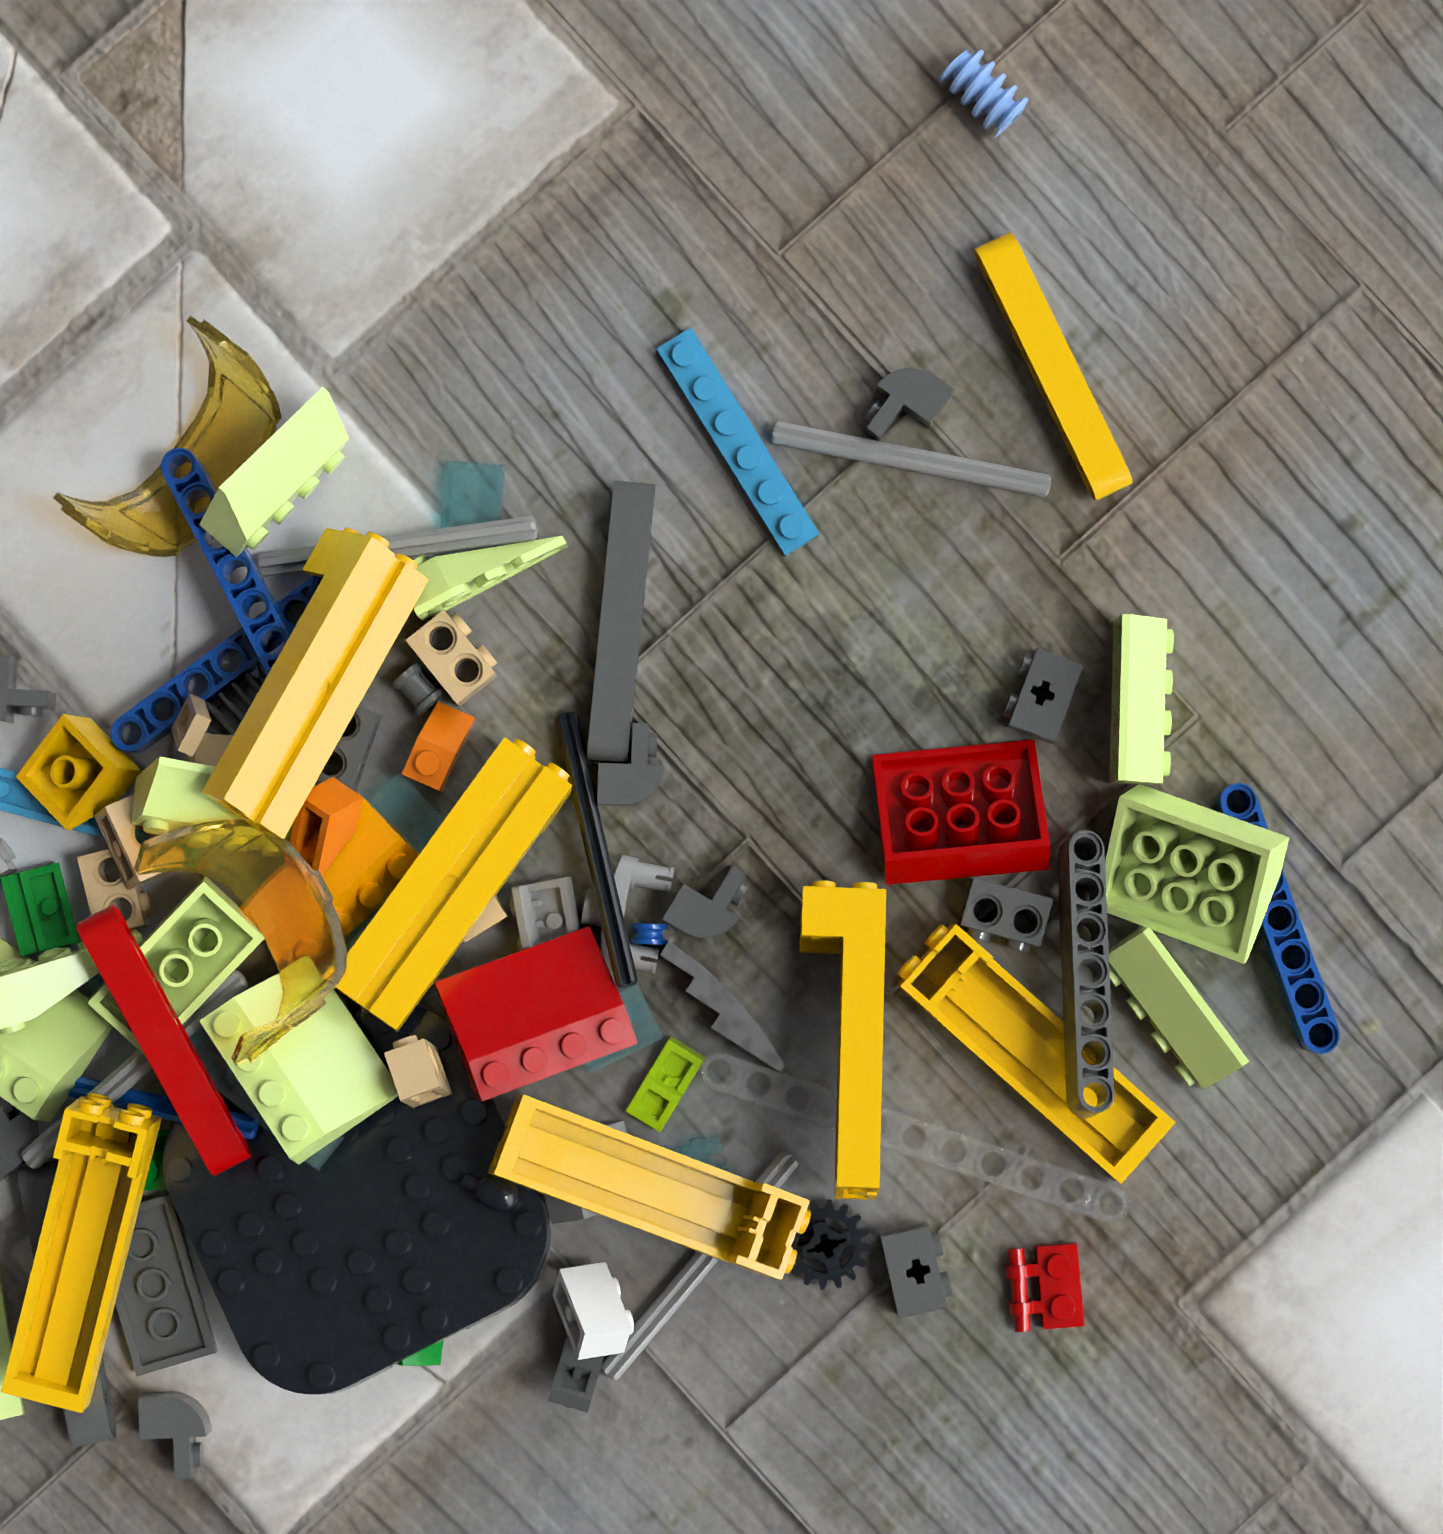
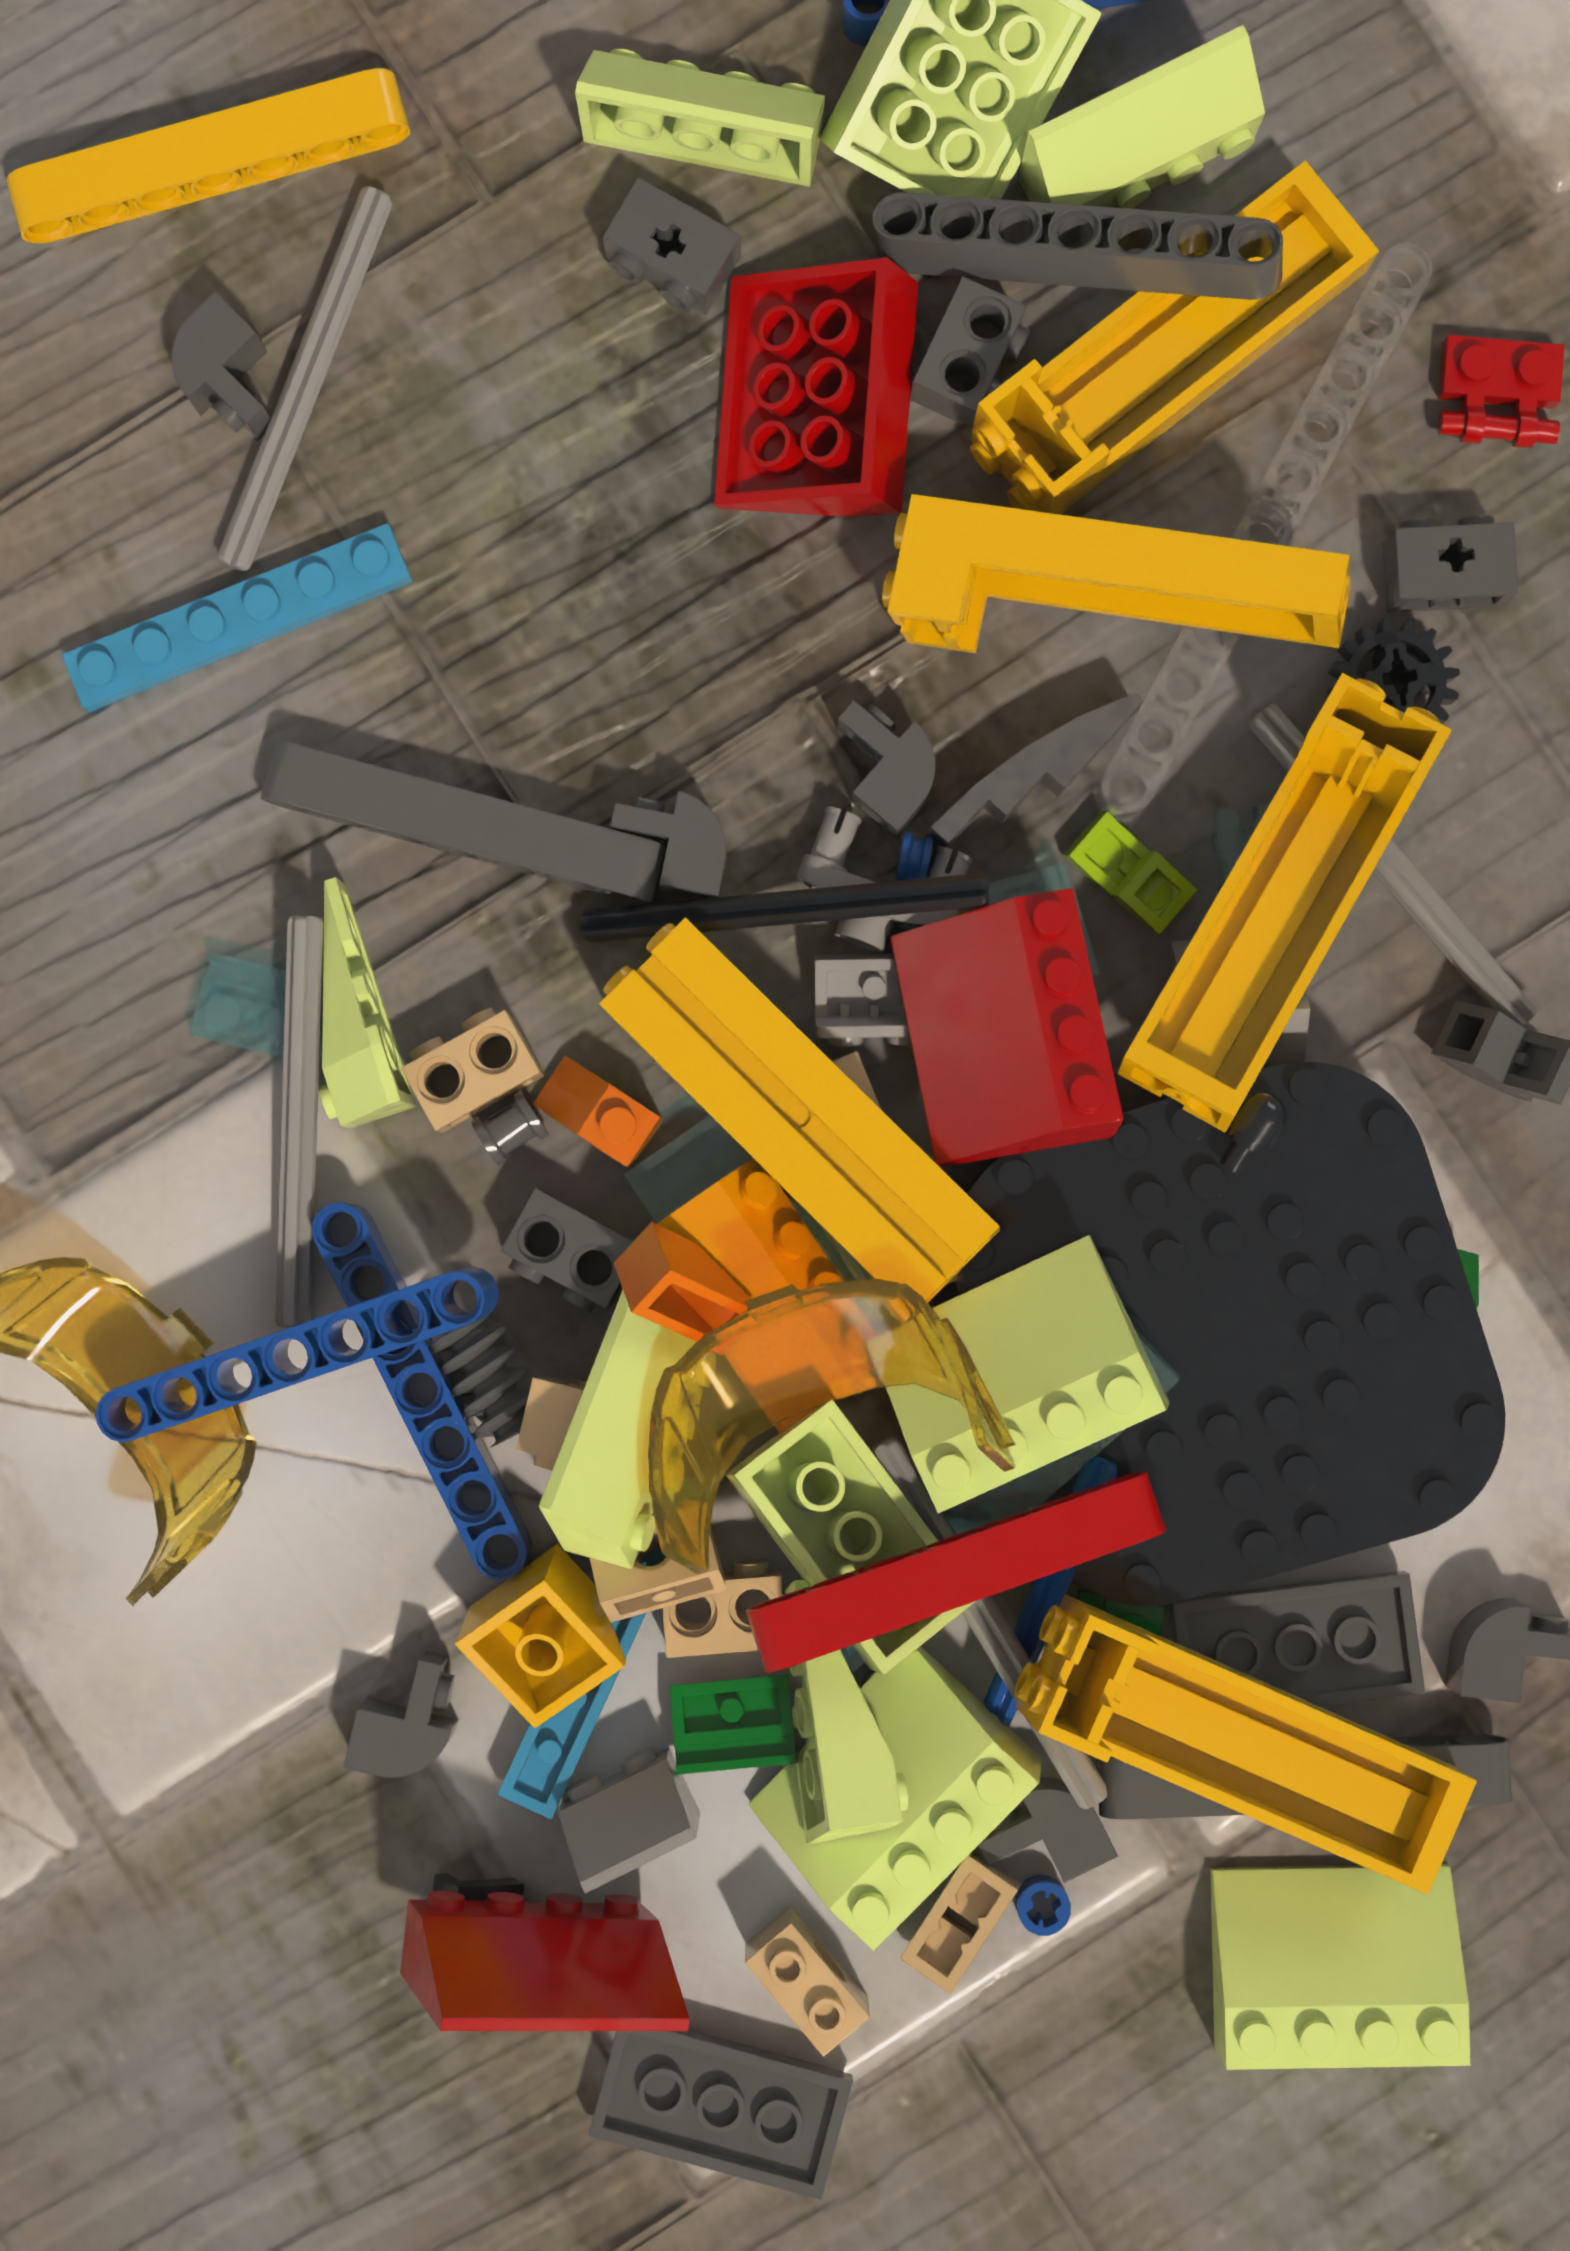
camera: 85 degrees left, 0 degrees up
(191, 725) = (502, 1456): tan tile -> none
(277, 475) = (160, 1273): yellowish green slope -> none
(316, 679) = (466, 1258): yellow brick -> none
(417, 1071) = (1062, 1208): tan brick -> none
(592, 1310) = (1440, 1021): white brick -> none

